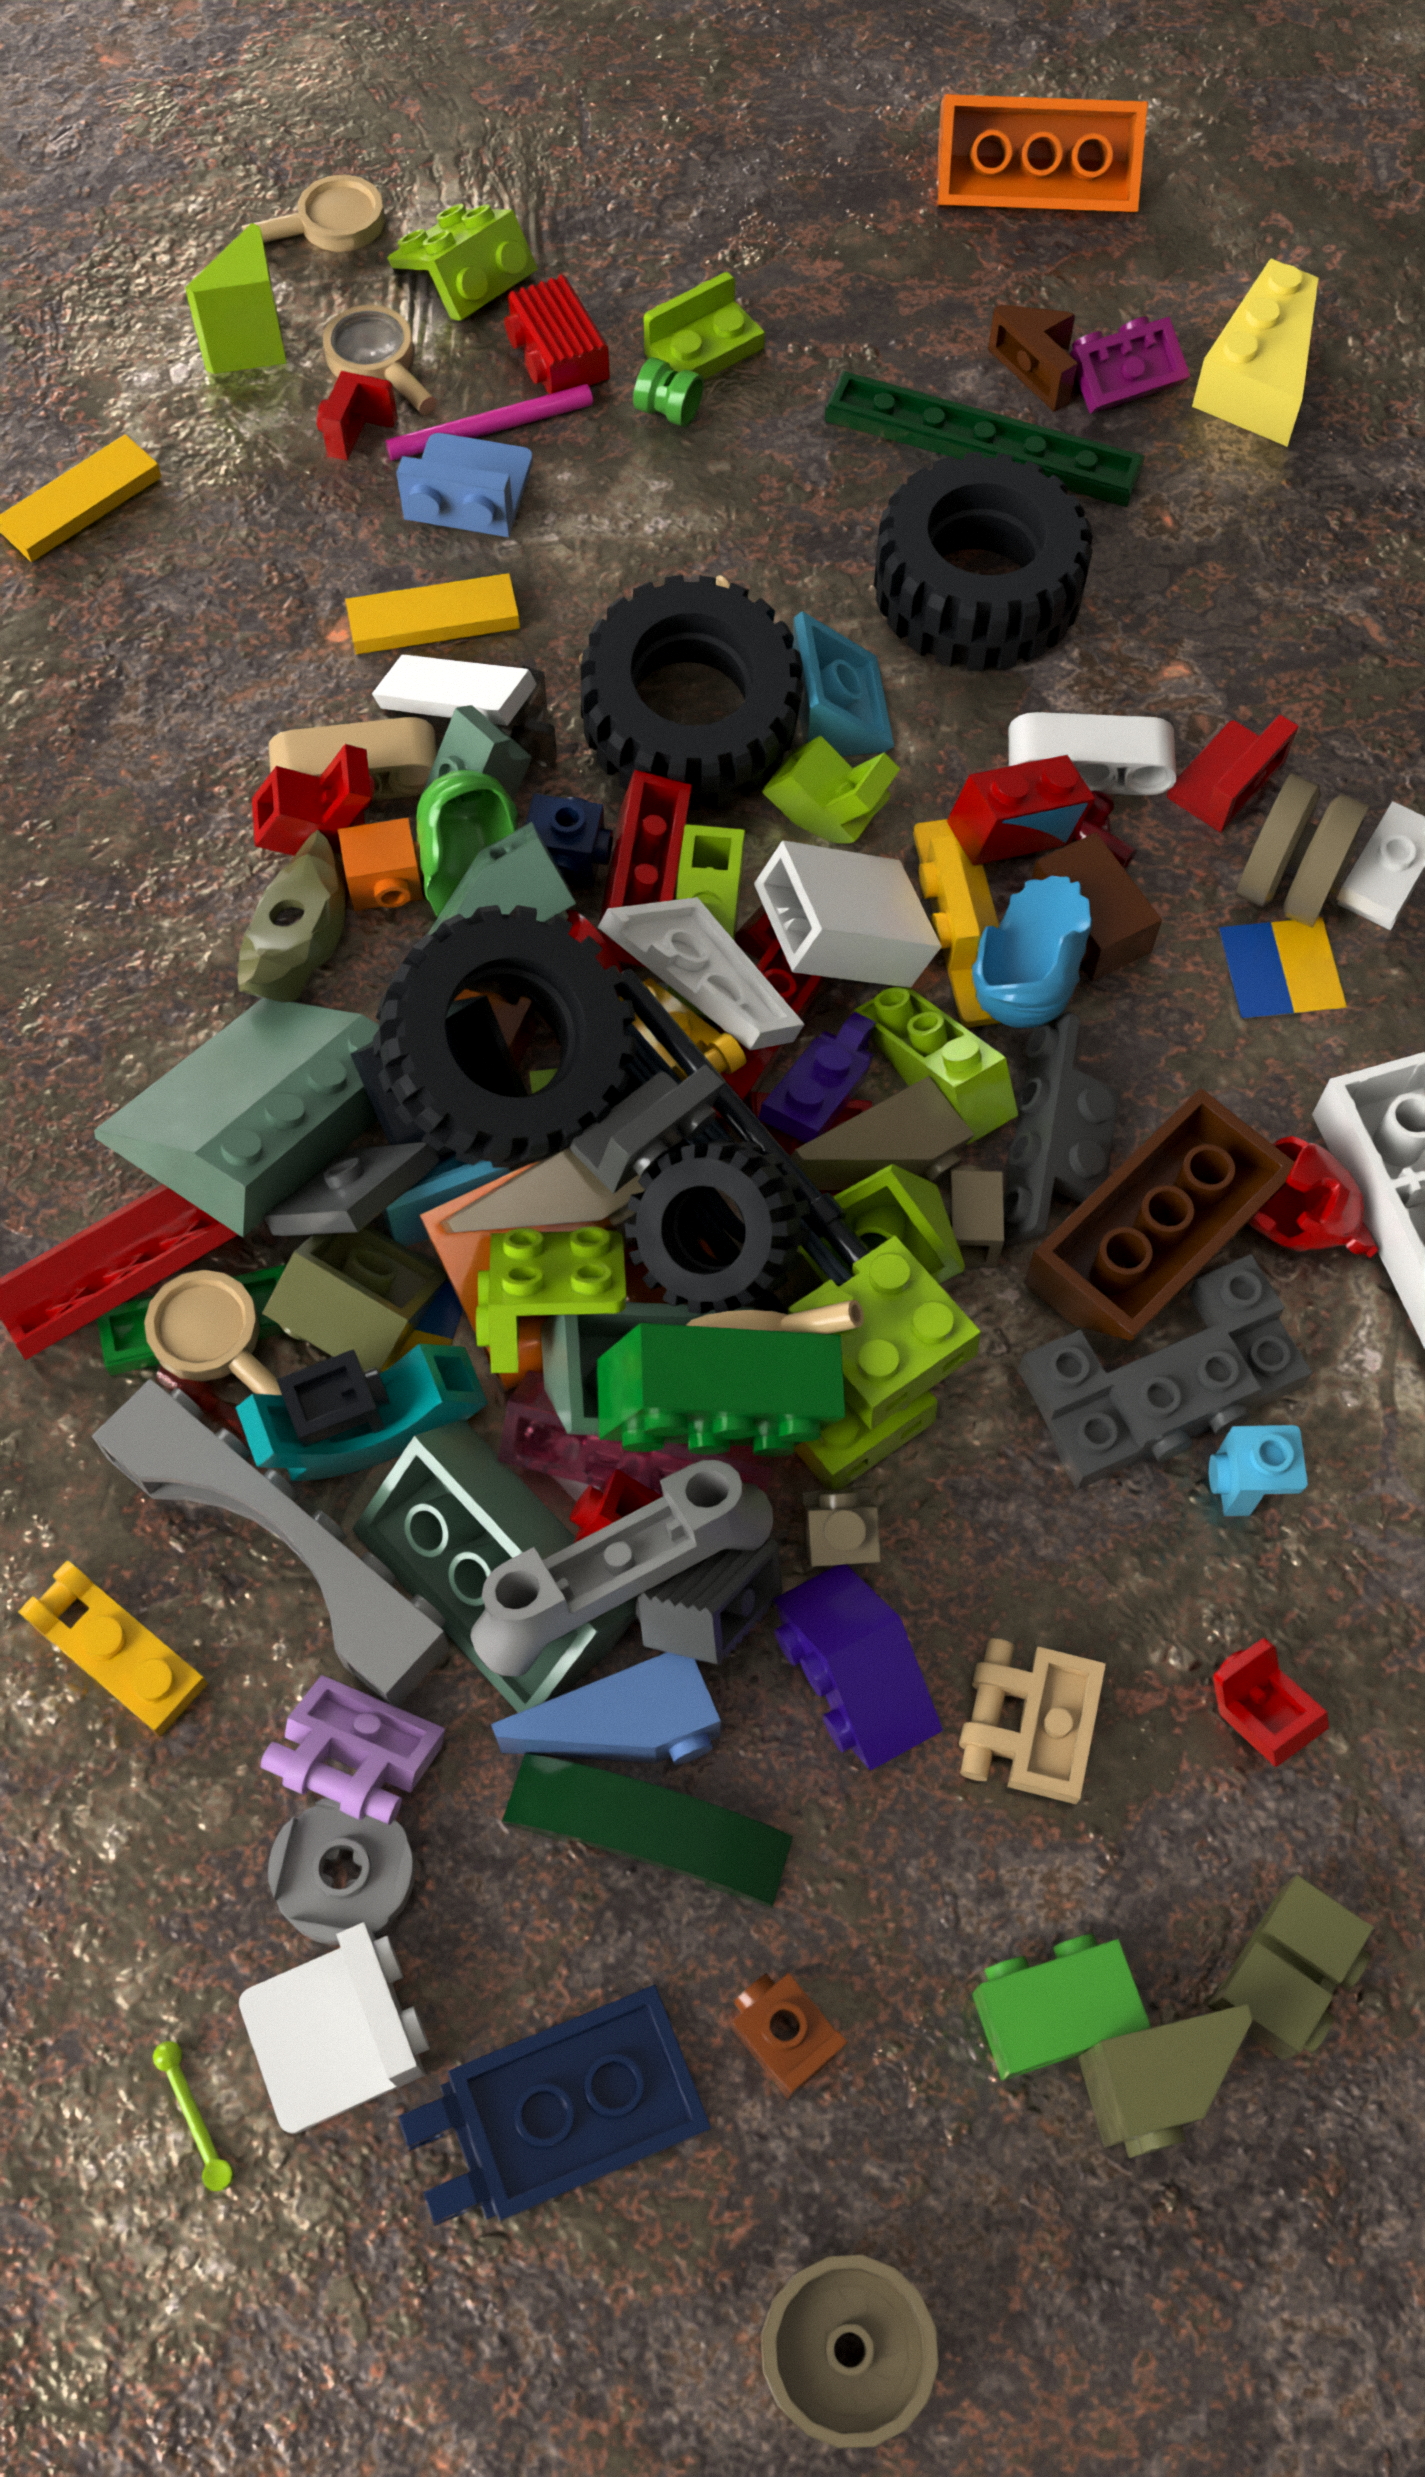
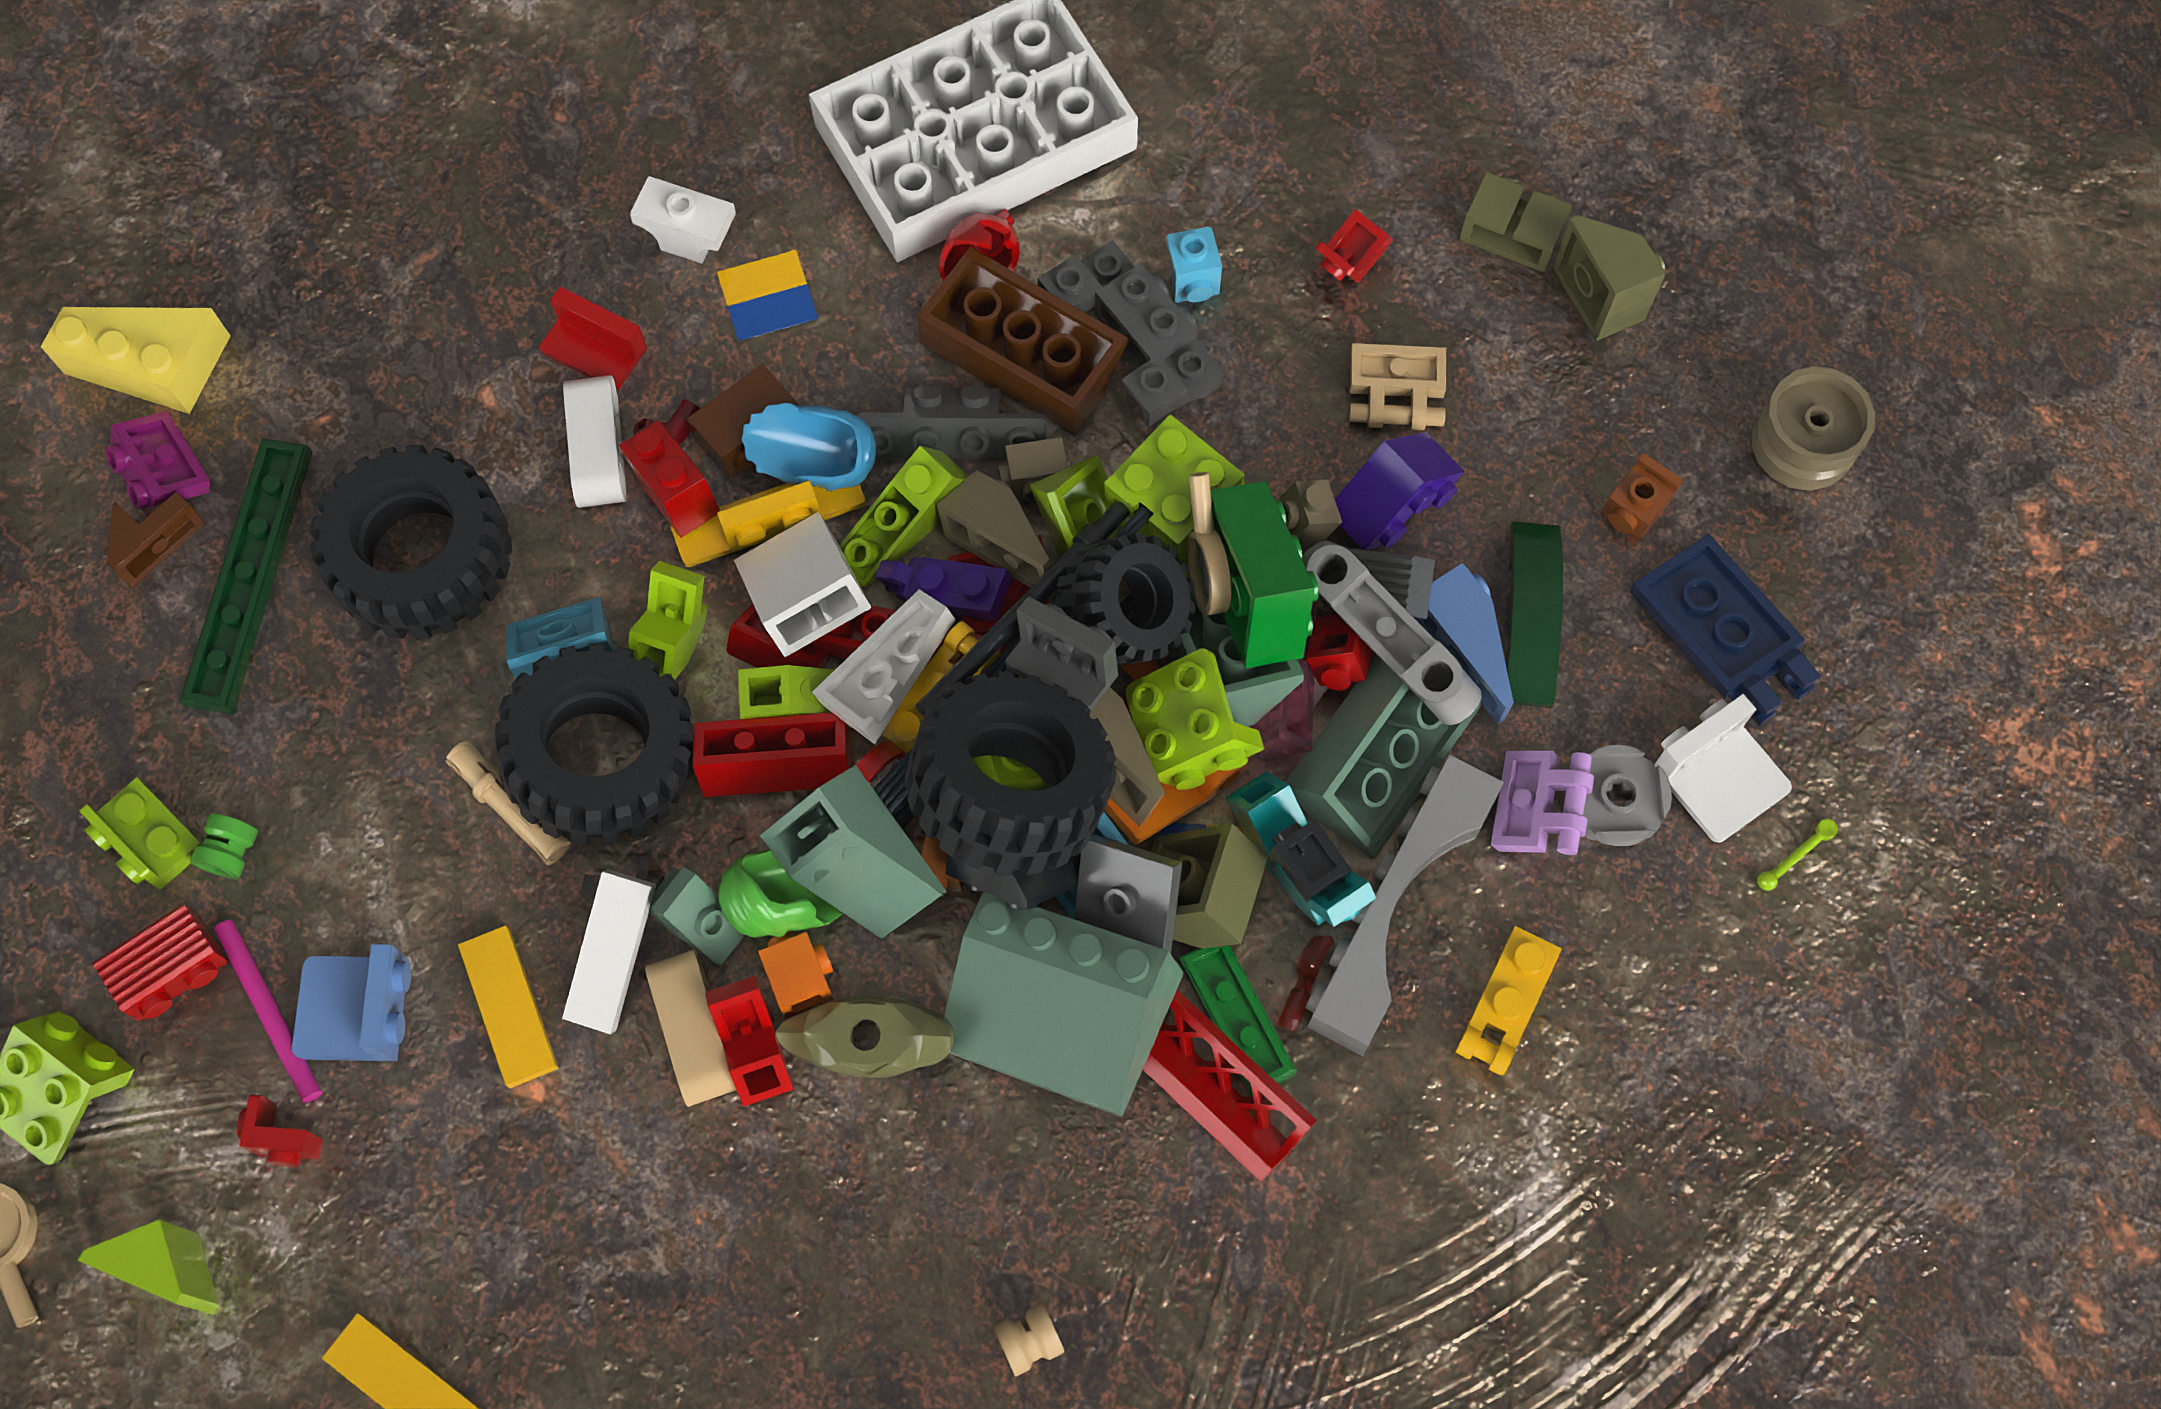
camera: 100 degrees left, 5 degrees up
(207, 1329) = (1253, 993): tan piece -> none
(376, 344) = (180, 1148): piece -> none
(573, 835) = (745, 817): dark blue brick -> none
(1057, 2006) = (1579, 345): bright green brick -> none
(1302, 850) = (683, 272): dark tan wheel -> none

